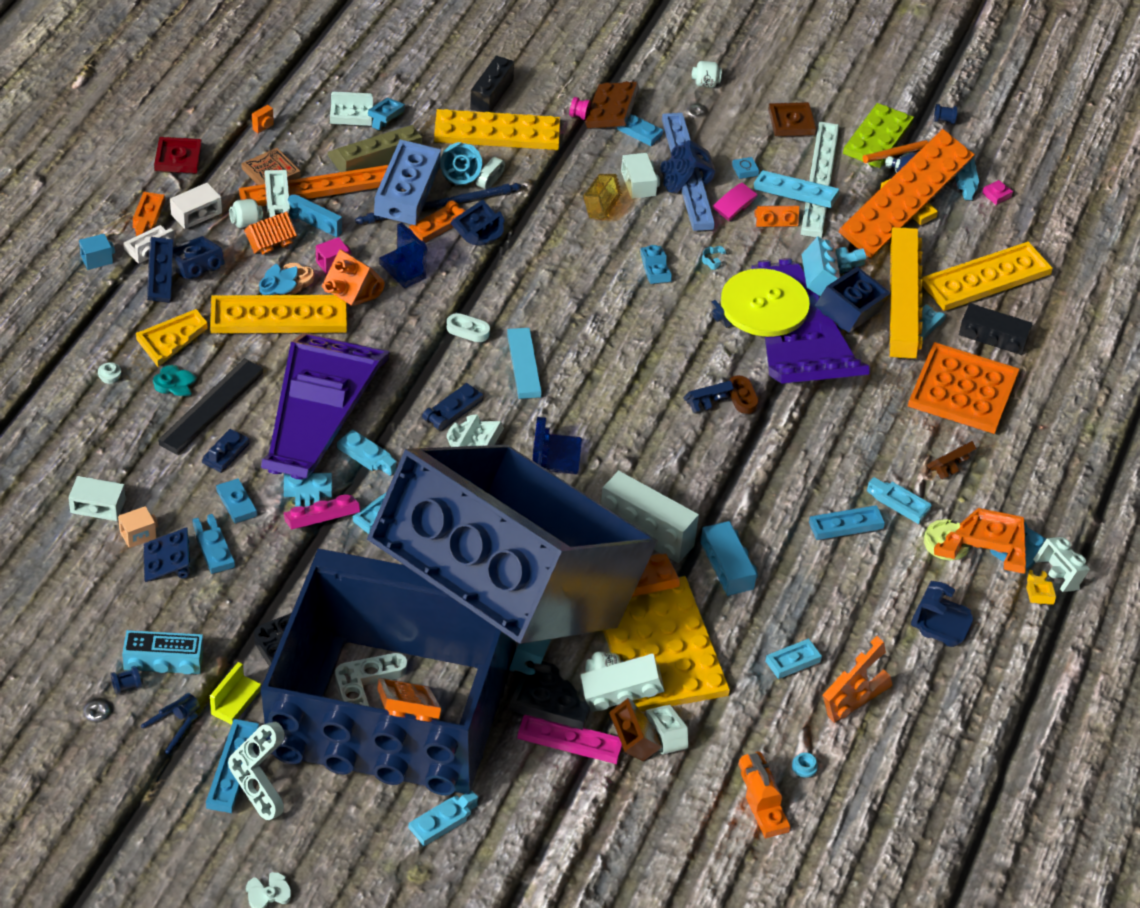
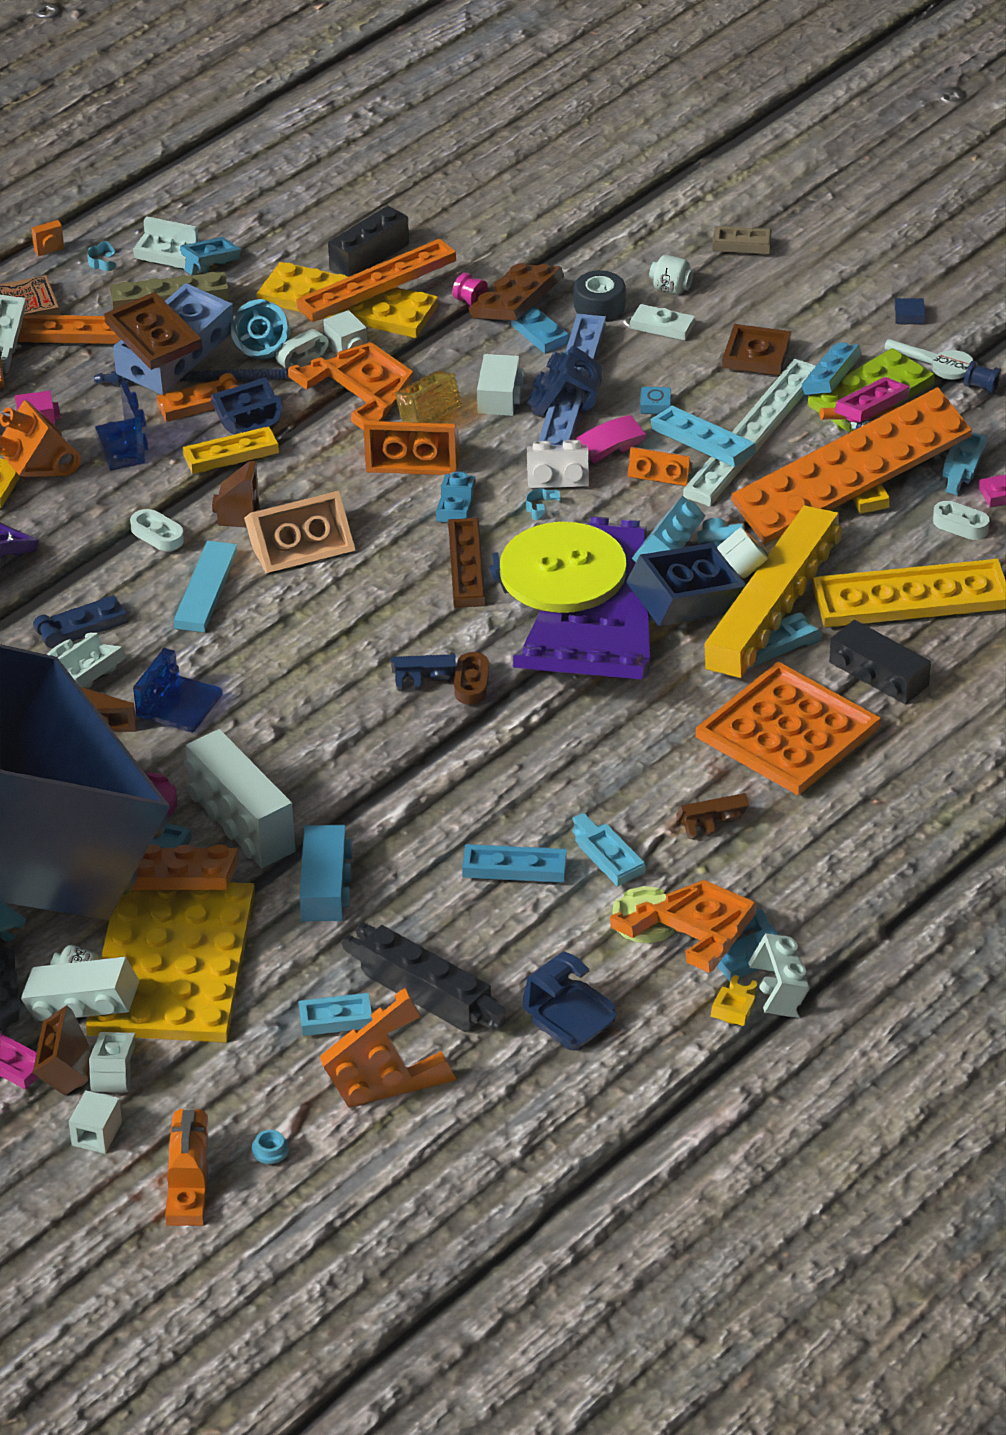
camera: 25 degrees right, 5 degrees down
(309, 132) = (97, 250): none -> medium azure piece
(315, 215) = (42, 362): dark azure plate -> none
(401, 180) = (153, 330): none -> reddish brown plate
(484, 257) = (230, 450): none -> yellow plate
(515, 293) = (237, 497): none -> reddish brown slope
(516, 156) = (344, 332): none -> light aqua brick
(518, 113) = (376, 280): none -> orange plate
(547, 184) = (363, 371): none -> orange wing
(568, 310) = (300, 532): none -> light nougat slope
(610, 234) = (411, 447): none -> orange slope
(668, 97) = (600, 294): none -> black wheel
(682, 776) = (95, 1121): none -> light aqua brick
(688, 310) = (466, 562): none -> reddish brown tile
(713, 227) = (557, 464): none -> white bracket
(717, 109) = (662, 322): none -> light aqua plate
(737, 40) = (742, 240): none -> dark tan plate
(837, 618) = (426, 976): none -> black hinge
(849, 125) = (831, 368): none -> dark azure plate
(871, 74) = (909, 311): none -> dark blue tile
(880, 270) = (743, 552): none -> light aqua plate
(895, 143) = (872, 399): none -> dark pink plate
(916, 107) = (946, 364): none -> light aqua piece
(986, 218) = (961, 520): none -> light aqua beam

